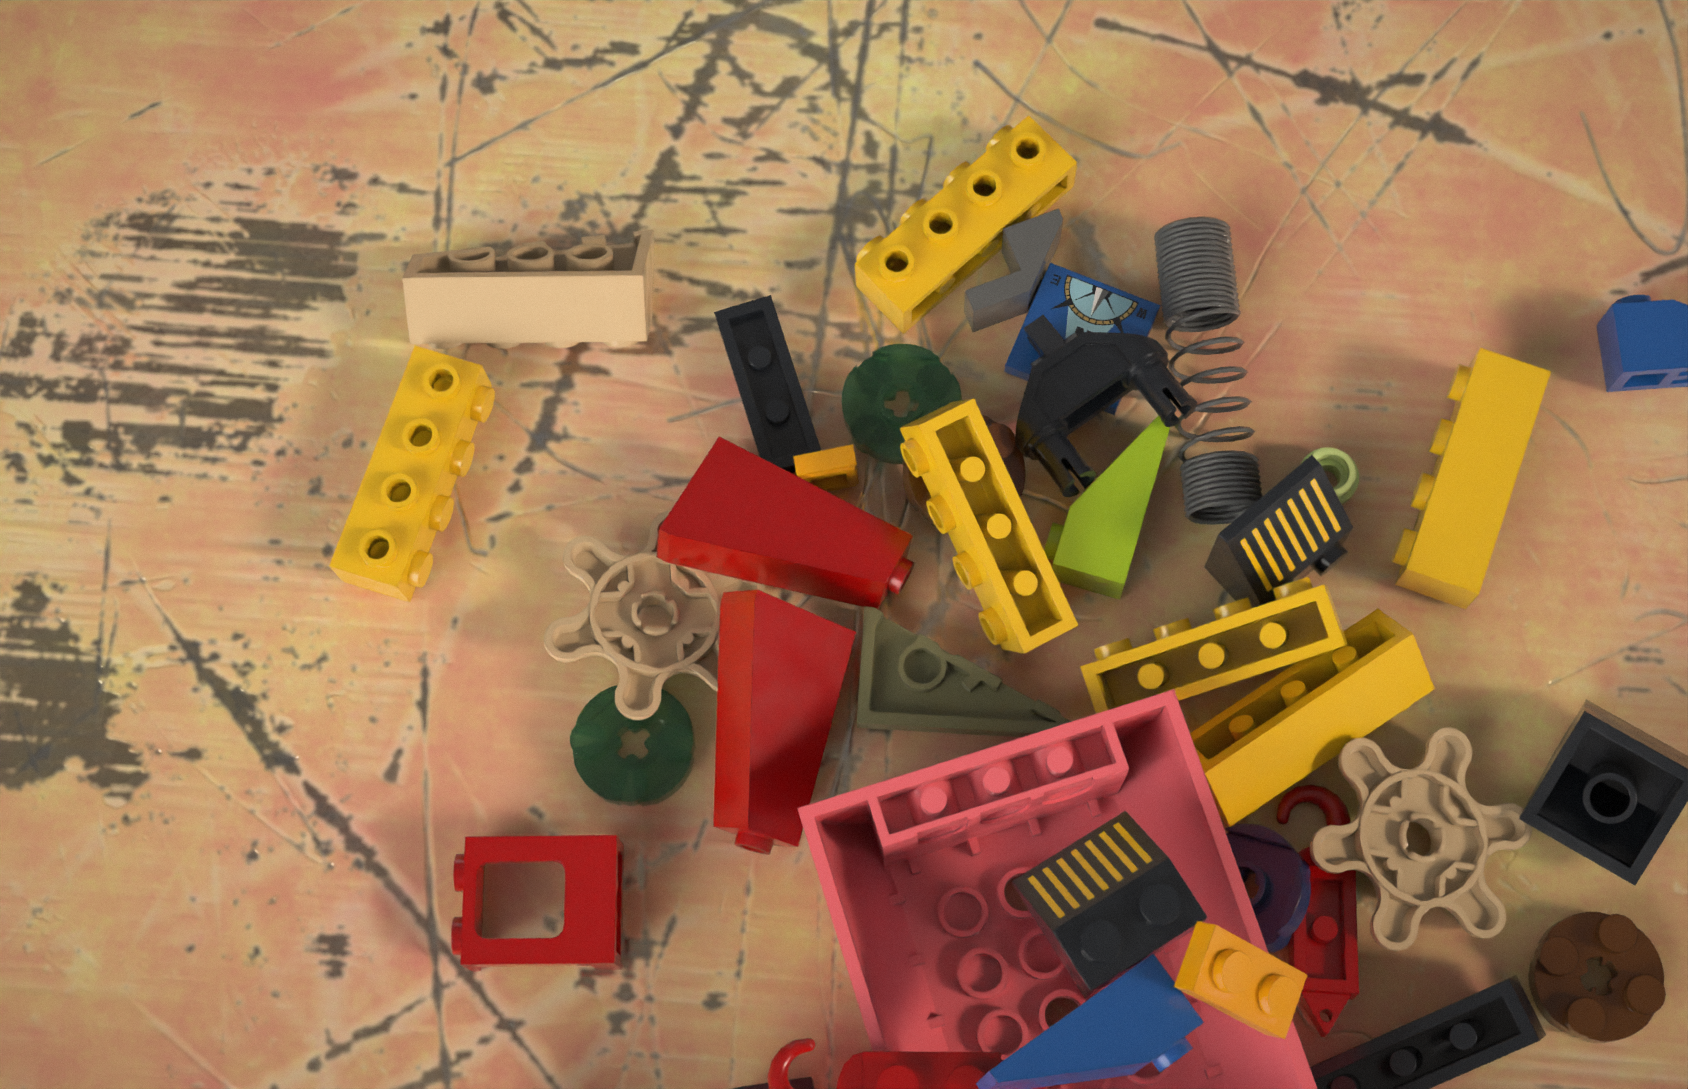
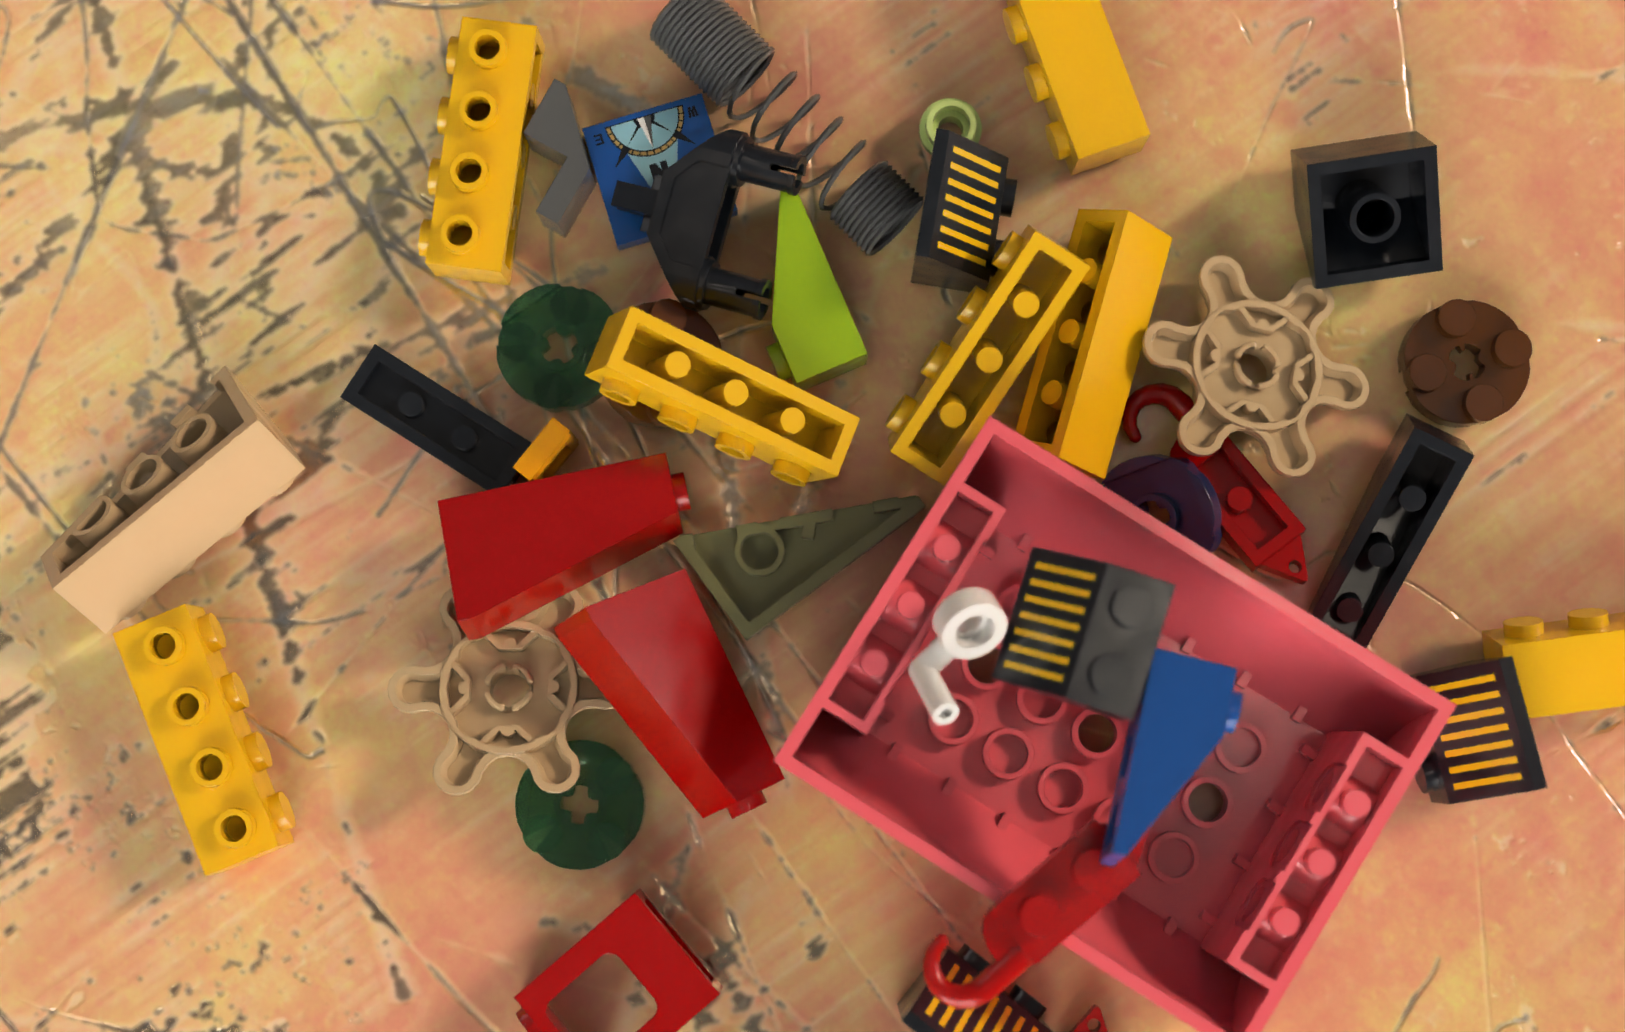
camera: 45 degrees left, 10 degrees up
(1008, 828) = (966, 628): none -> white plate
(1240, 980) = (1235, 610): light orange plate -> none

